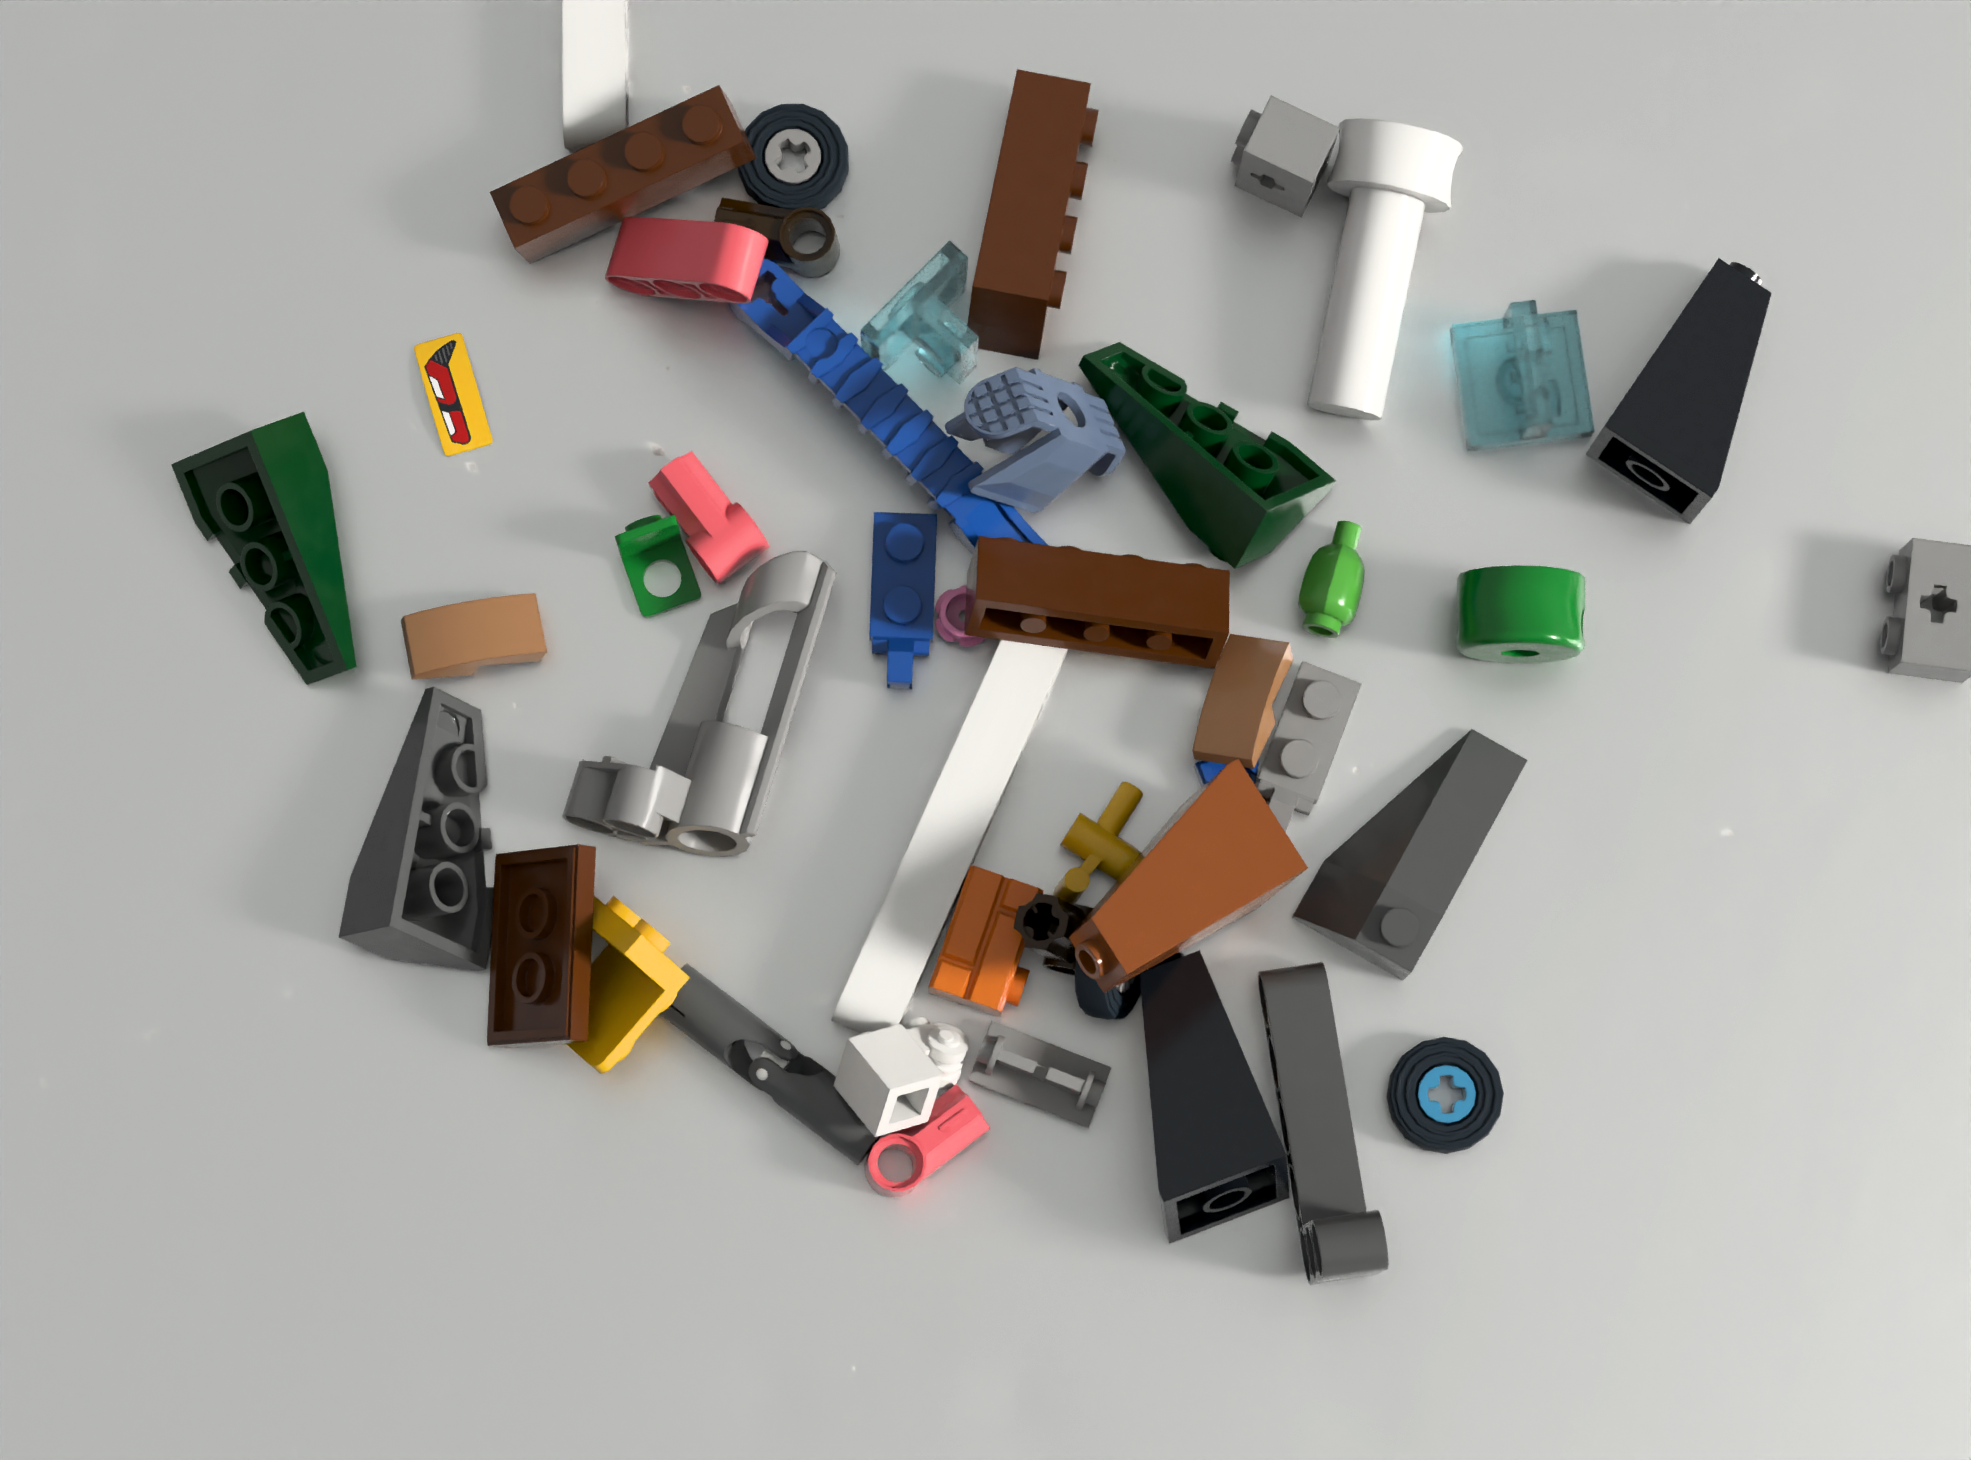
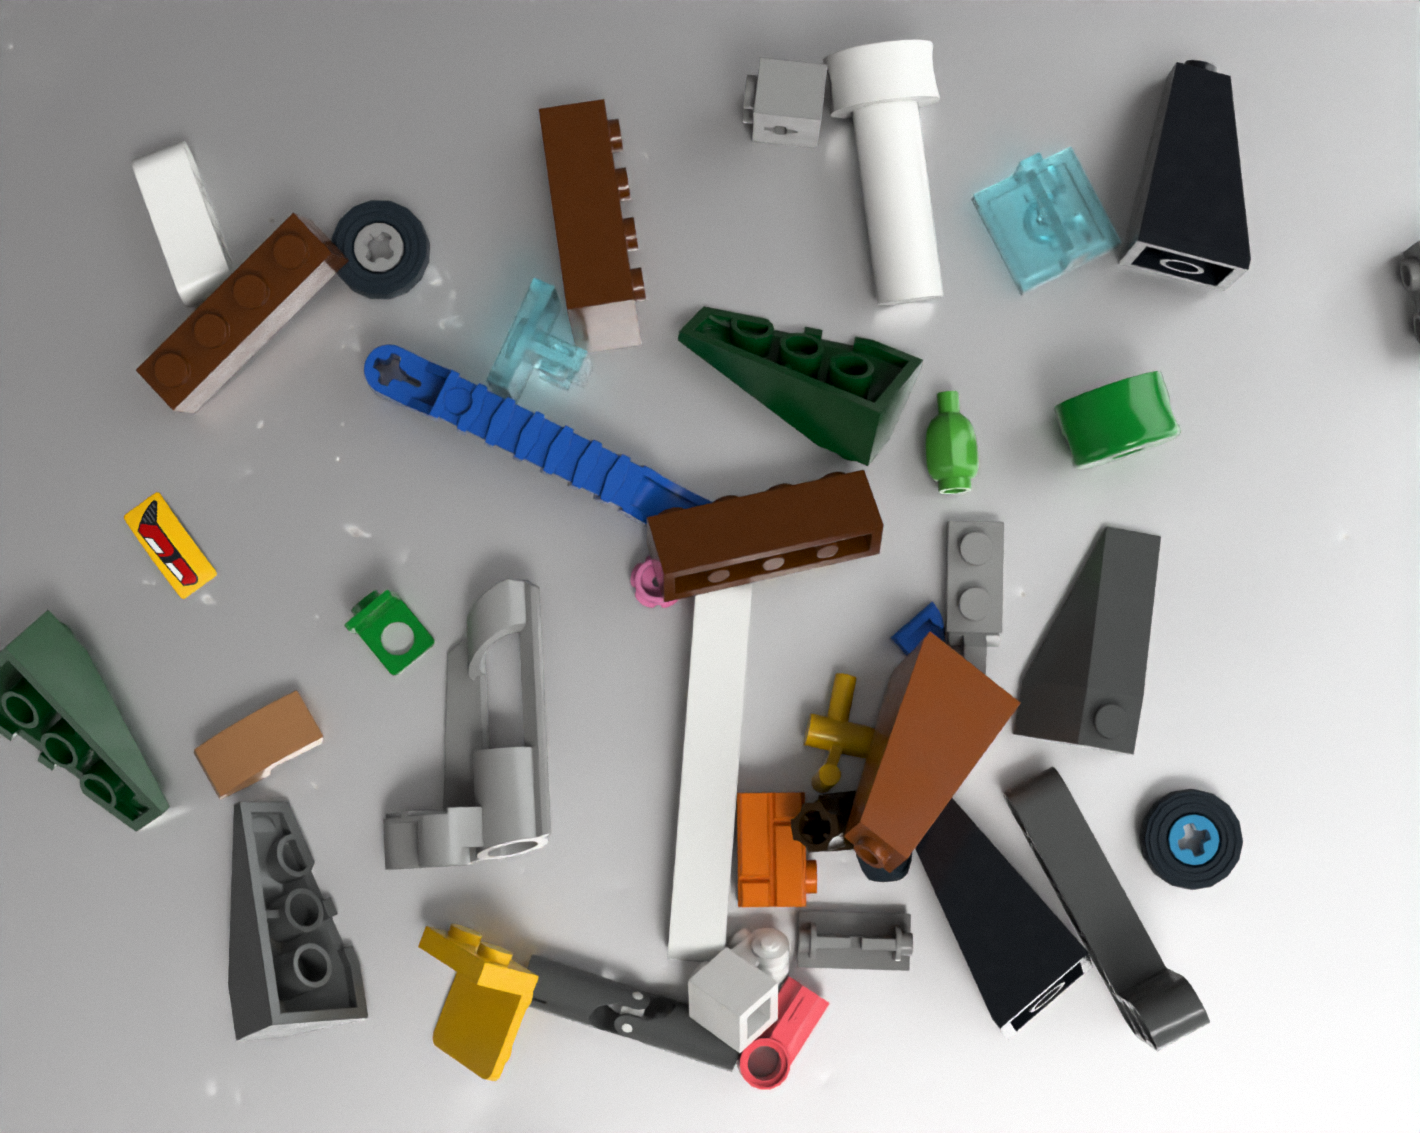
camera: 10 degrees left, 5 degrees up
(541, 946) = (407, 988): reddish brown tile -> none
(686, 259) = (321, 368): coral beam -> none
(717, 531) = (424, 581): coral piece -> none
(782, 229) = (383, 320): dark brown piece -> none
(902, 591) = (599, 579): blue hinge -> none
(1012, 411) = (648, 392): sand blue piece -> none
(1240, 699) = (910, 574): medium nougat slope -> none

